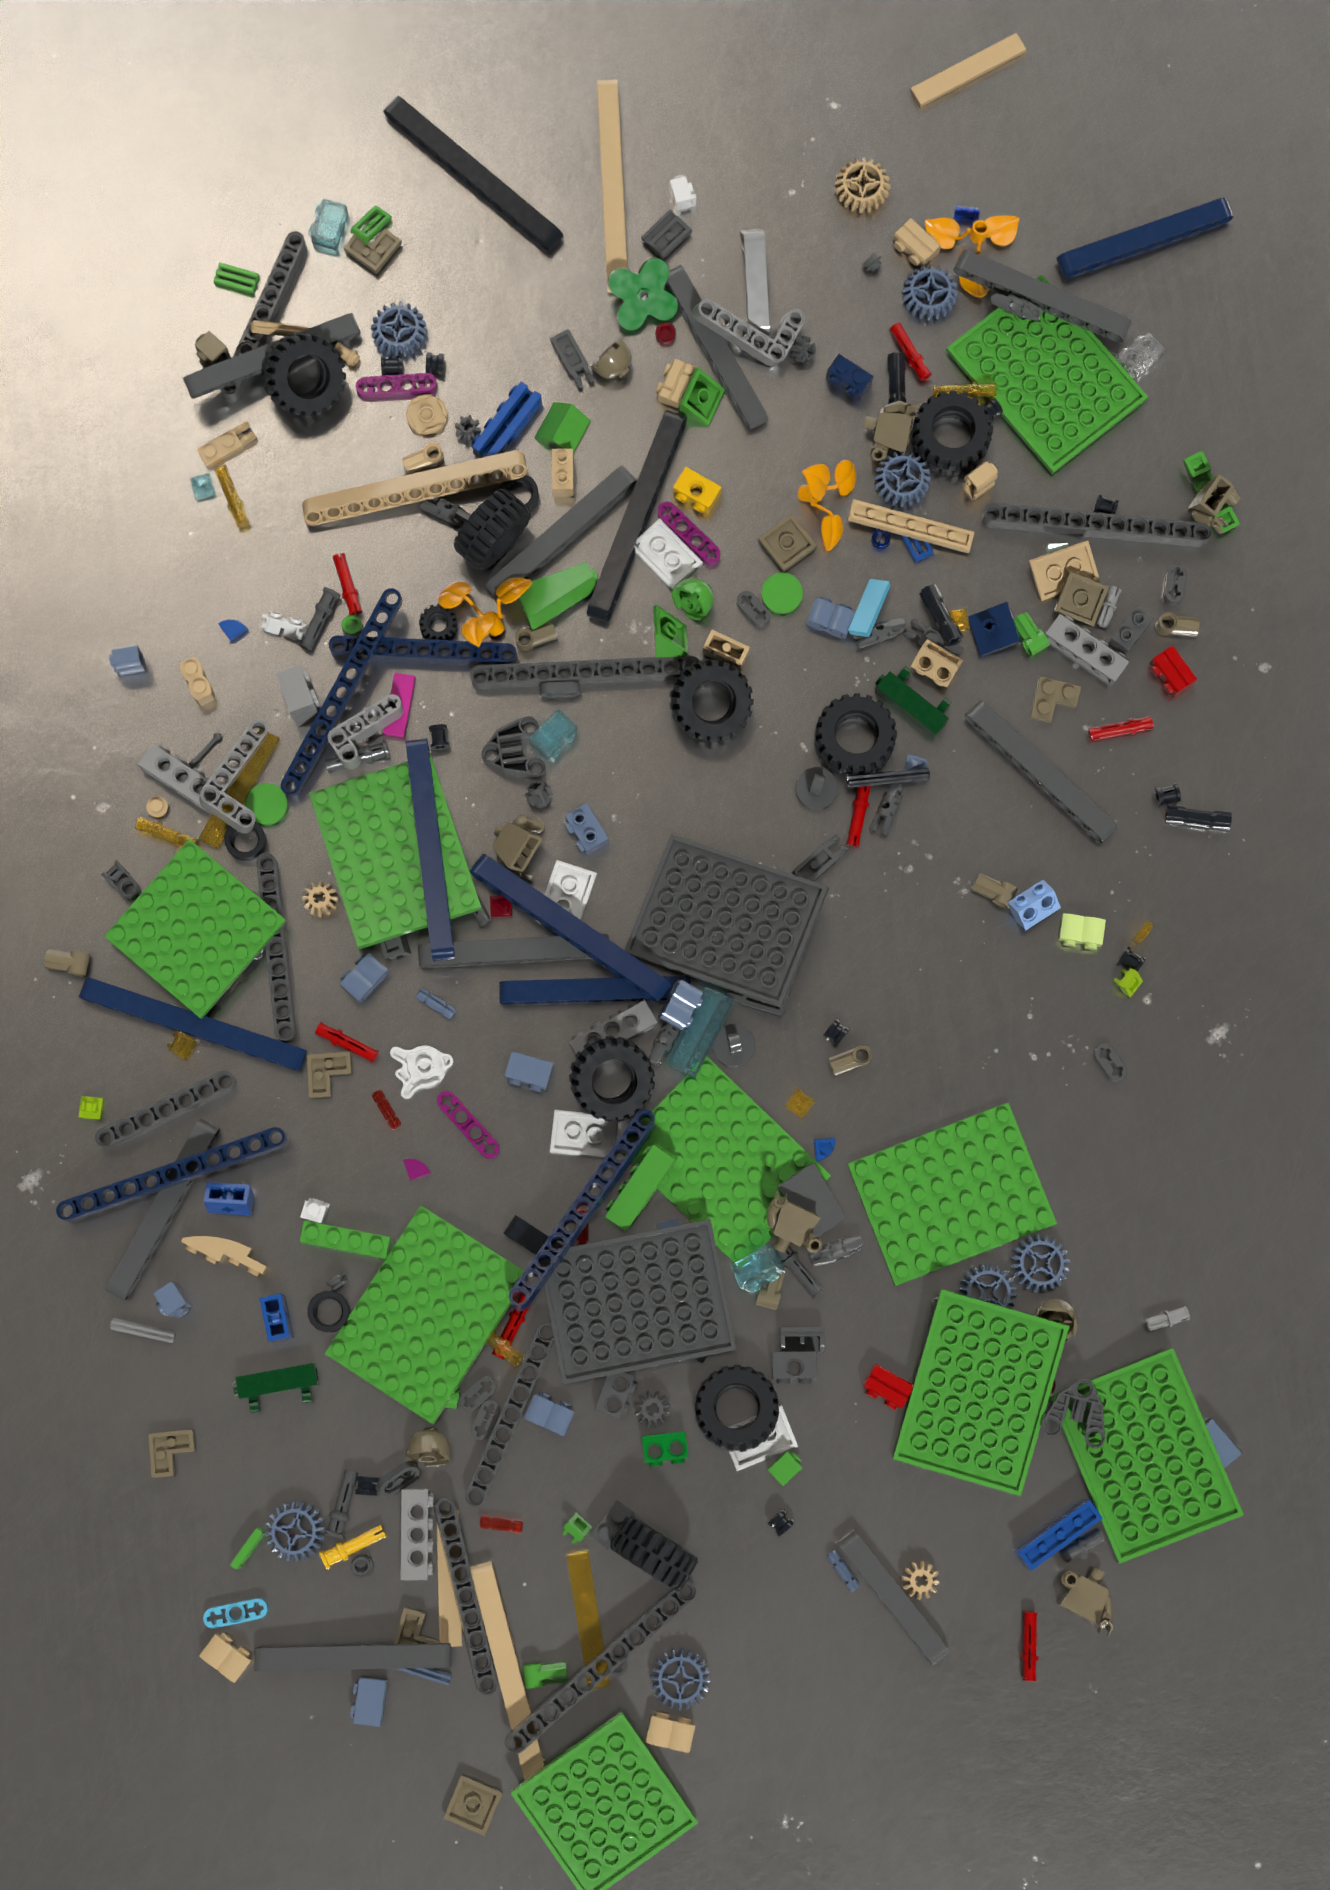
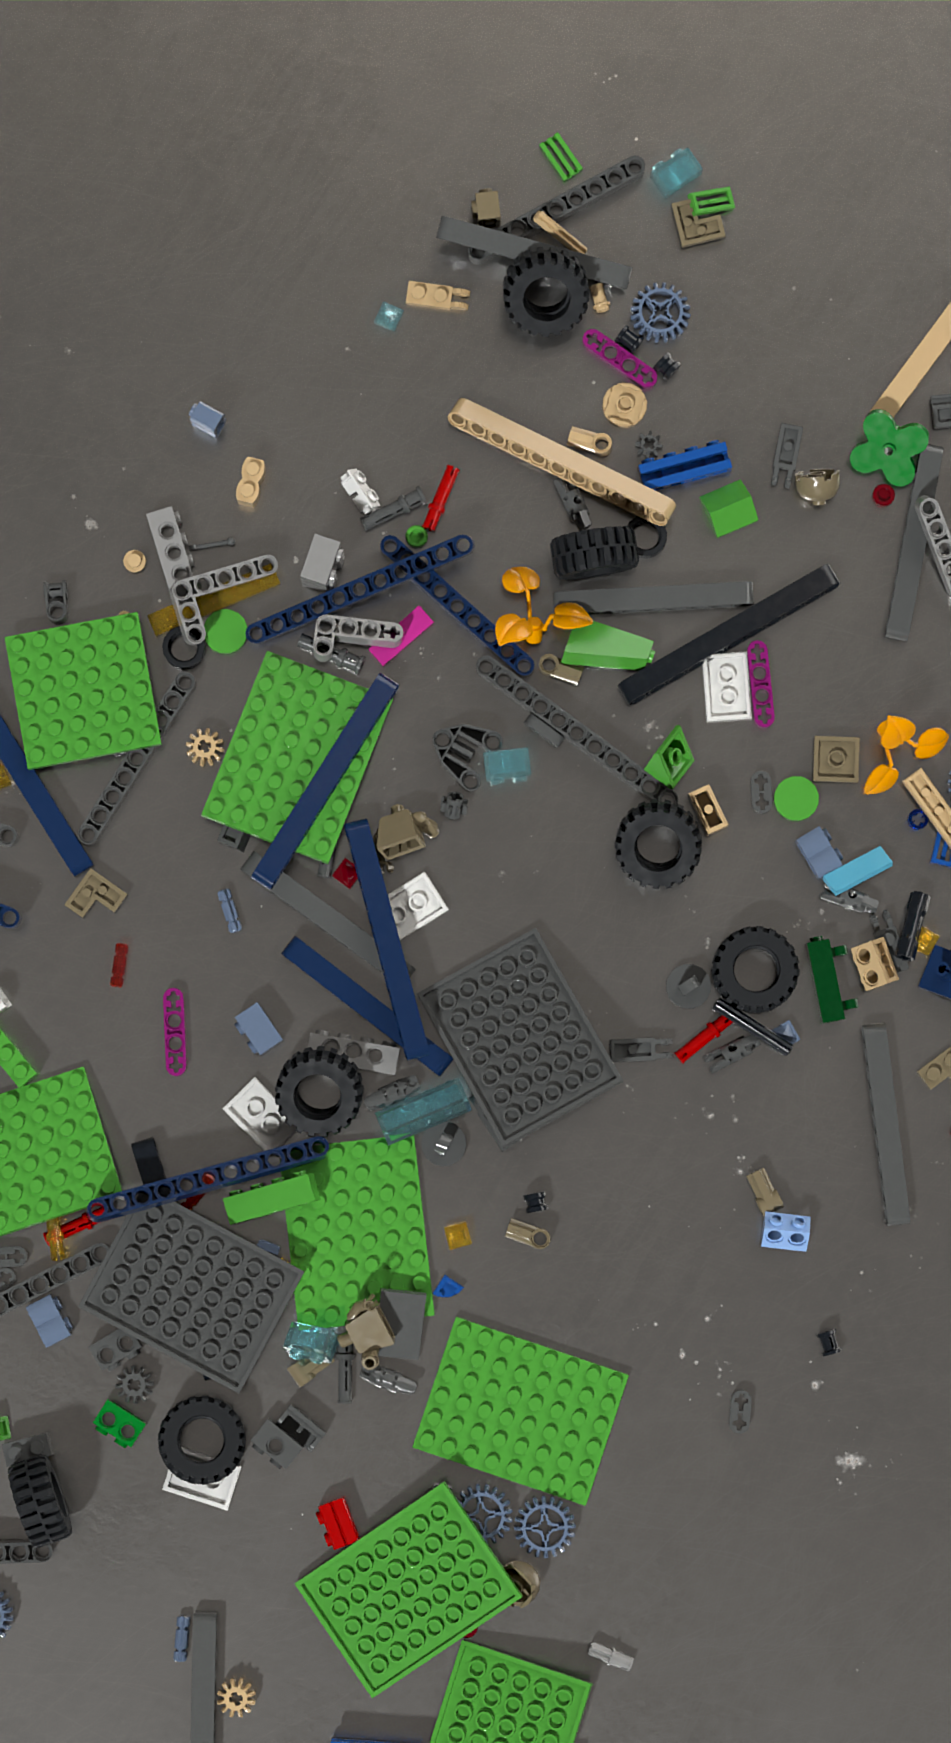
camera: 40 degrees right, 5 degrees up
(163, 832) = (123, 588): clear yellow pin -> none
(223, 477) = (397, 368): clear yellow pin -> none
(232, 628) = (316, 459): blue tile -> none
(337, 1037) = (120, 858): red pin -> none
(363, 977) = (188, 841): sand blue brick -> none
(416, 1169) = (103, 1033): magenta tile -> none
(420, 1068) = (174, 954): white tile -> none
(430, 614) = (488, 607): black tyre -> none
(439, 737) = (411, 690): black bush -> none
(473, 173) = (834, 225): black beam -> none
(562, 473) = (696, 547): tan brick -> none
(586, 829) = (469, 866): sand blue brick -> none
(675, 384) = (855, 547): tan brick -> none
(681, 1004) = (424, 1077): sand blue brick -> none
(691, 480) = (796, 640): yellow brick -> none
(694, 597) = (719, 743): bright green cylinder -> none
(701, 398) = (866, 577): bright green slope -> none
(781, 1522) = (163, 1560): black wheel -> none
(785, 1467) = (202, 1519): bright green brick -> none
(1081, 930) = (807, 1284): yellowish green brick -> none
(1096, 1415) = (483, 1687): dark grey connector -> none
(1130, 982) = (811, 1359): lime tile -> none
(1142, 933) = (857, 1327): clear yellow tile -> none

